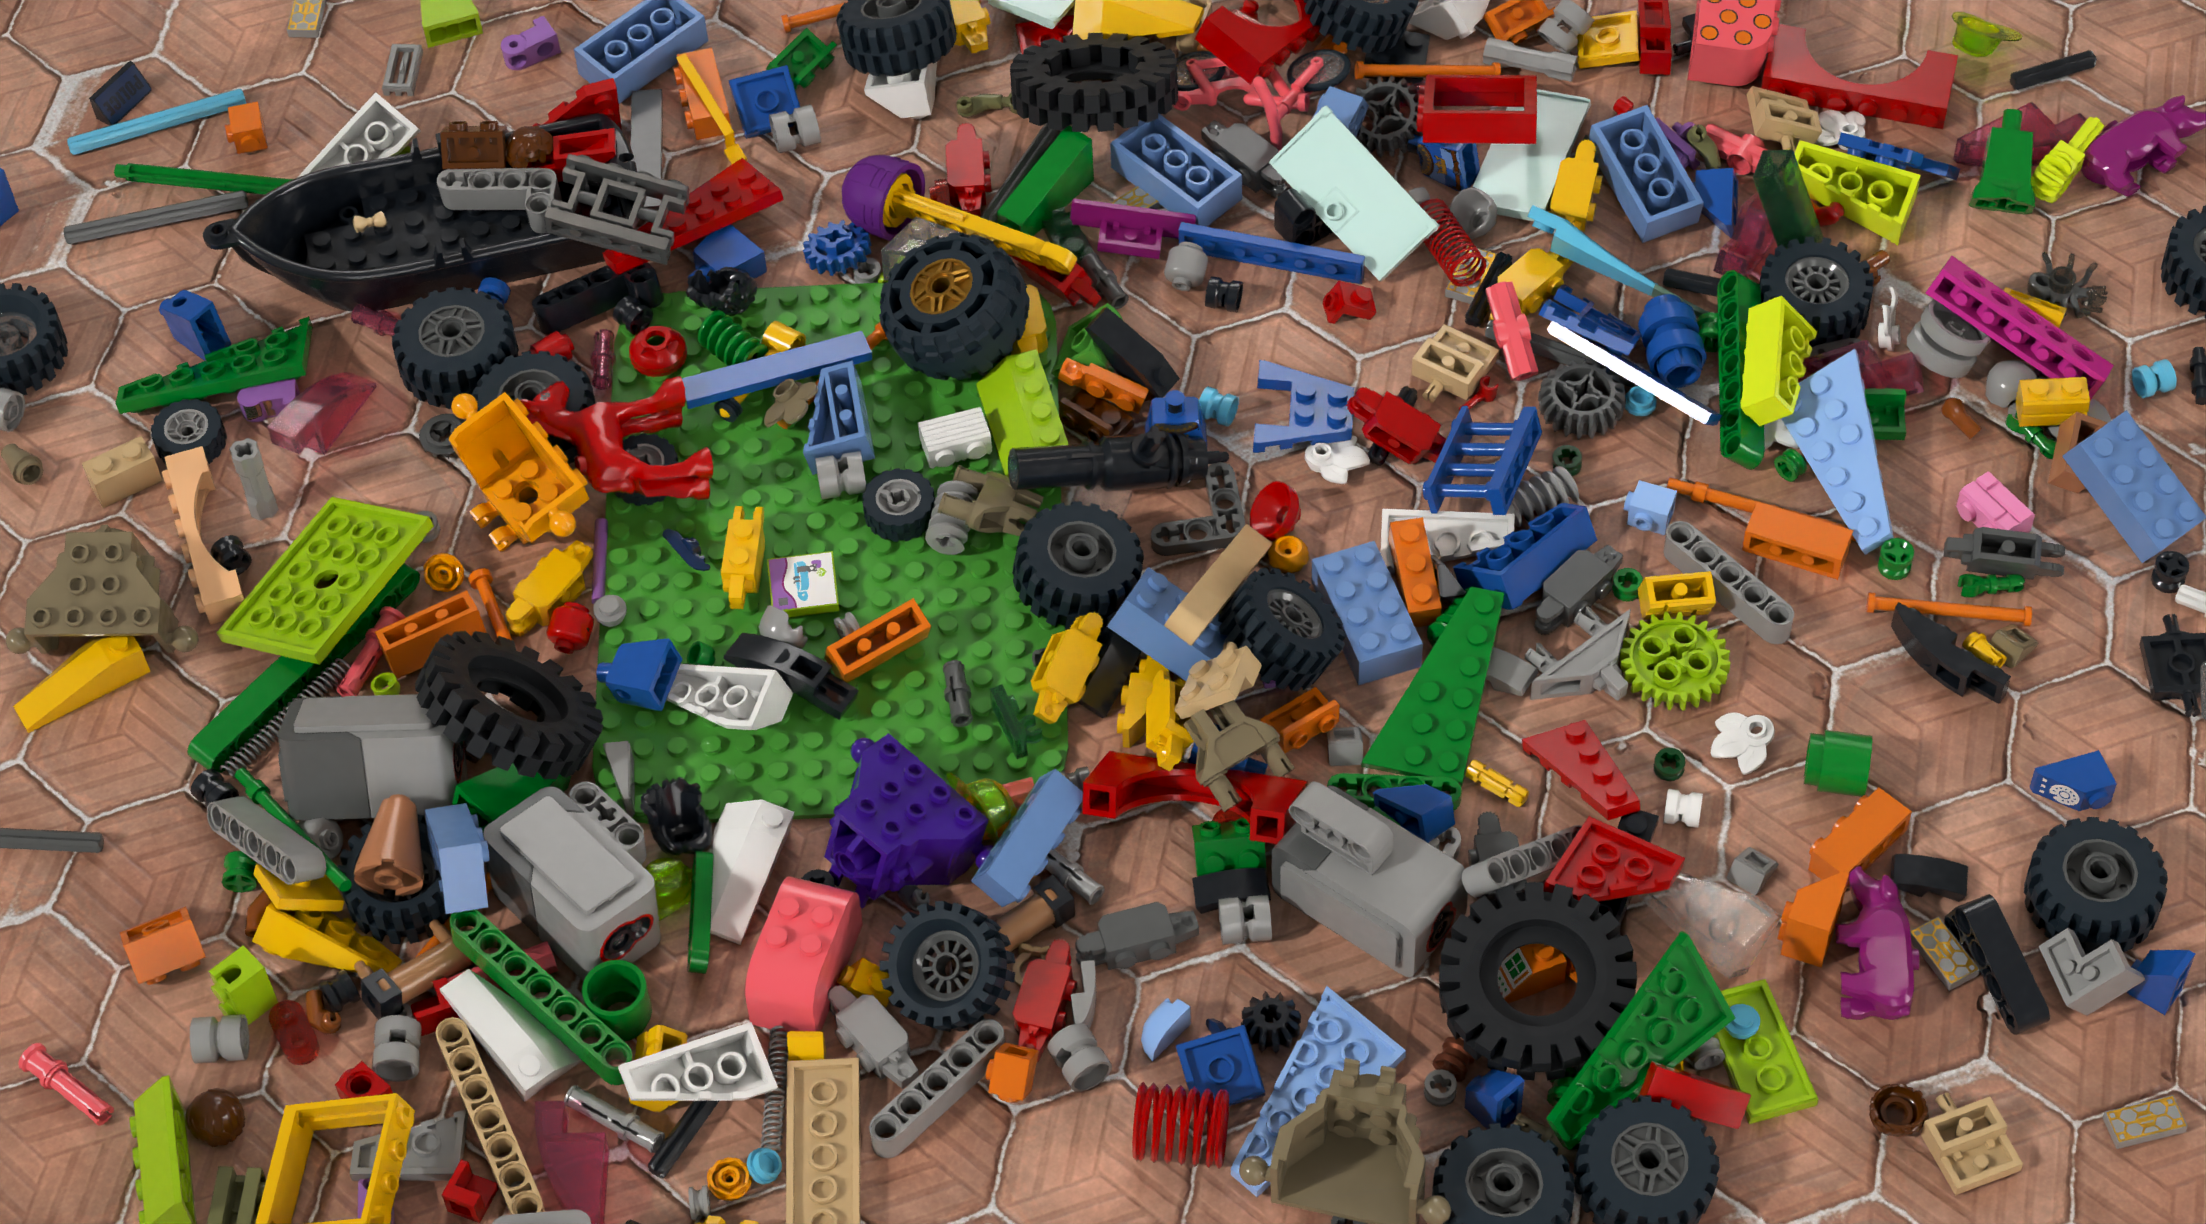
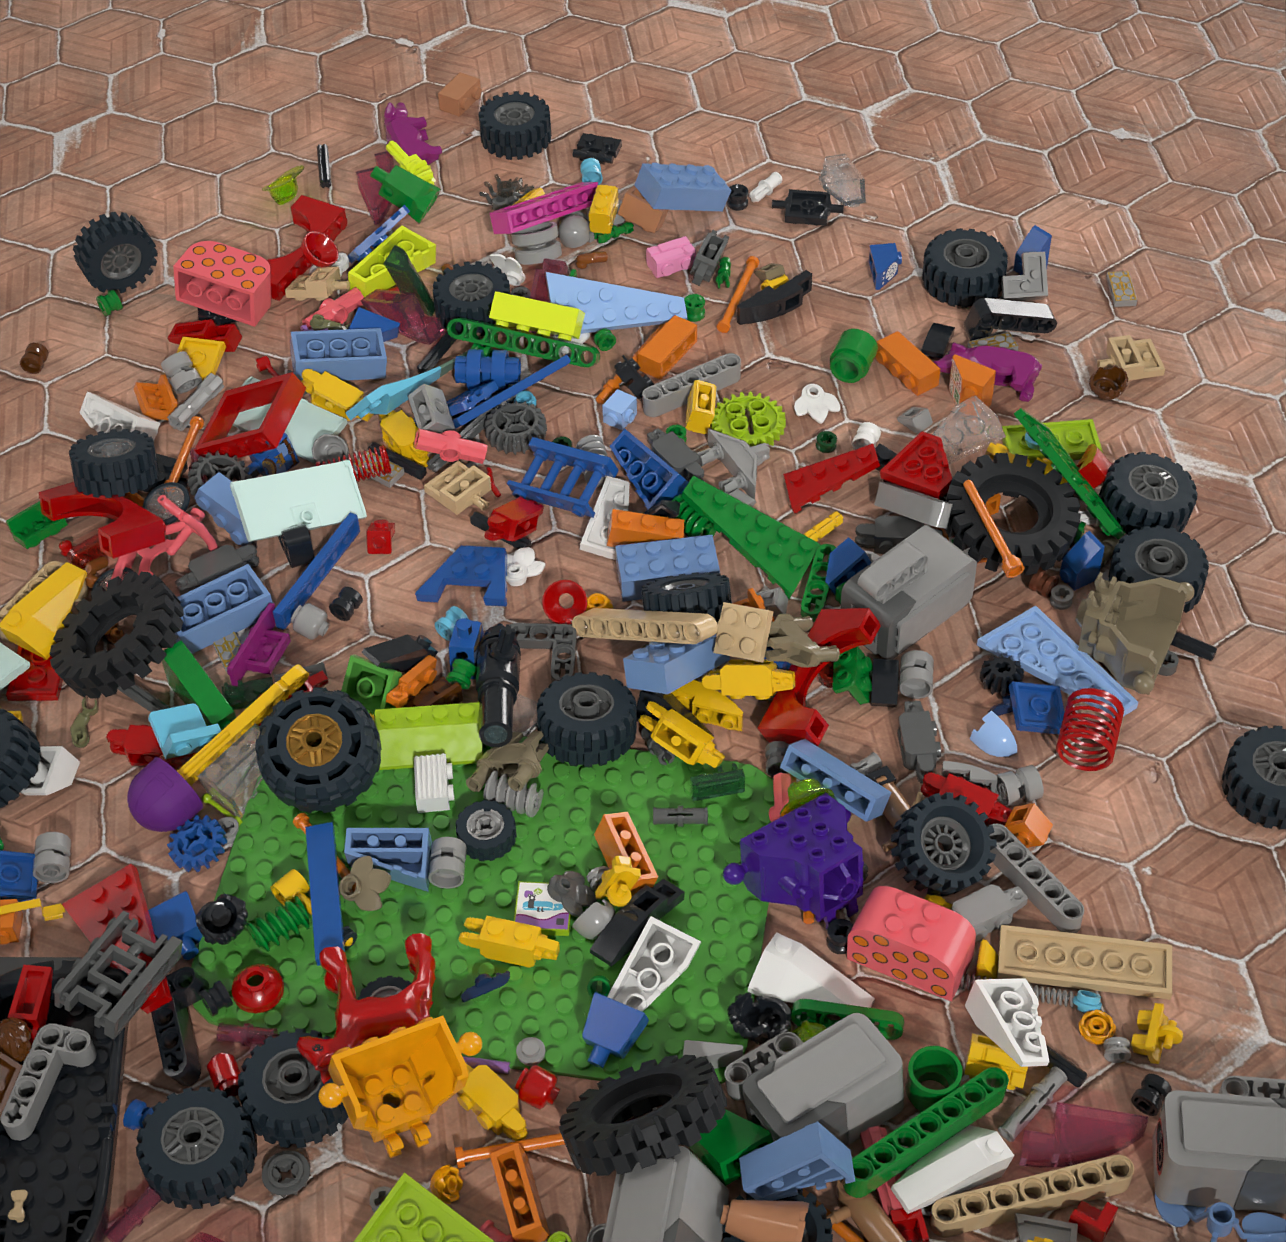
camera: 80 degrees left, 5 degrees down
(819, 631) = (618, 881): none -> yellow hips
(820, 607) = (571, 892): none -> dark grey plate
(973, 181) = (181, 730): none -> medium azure bracket
(1129, 425) = (461, 673): none -> green wheel
(1415, 977) = (1011, 565): none -> orange piece
(1567, 275) = (431, 409): none -> light grey brick
(1723, 509) = (629, 370): none -> black hinge
(1856, 98) = (322, 247): none -> red piece

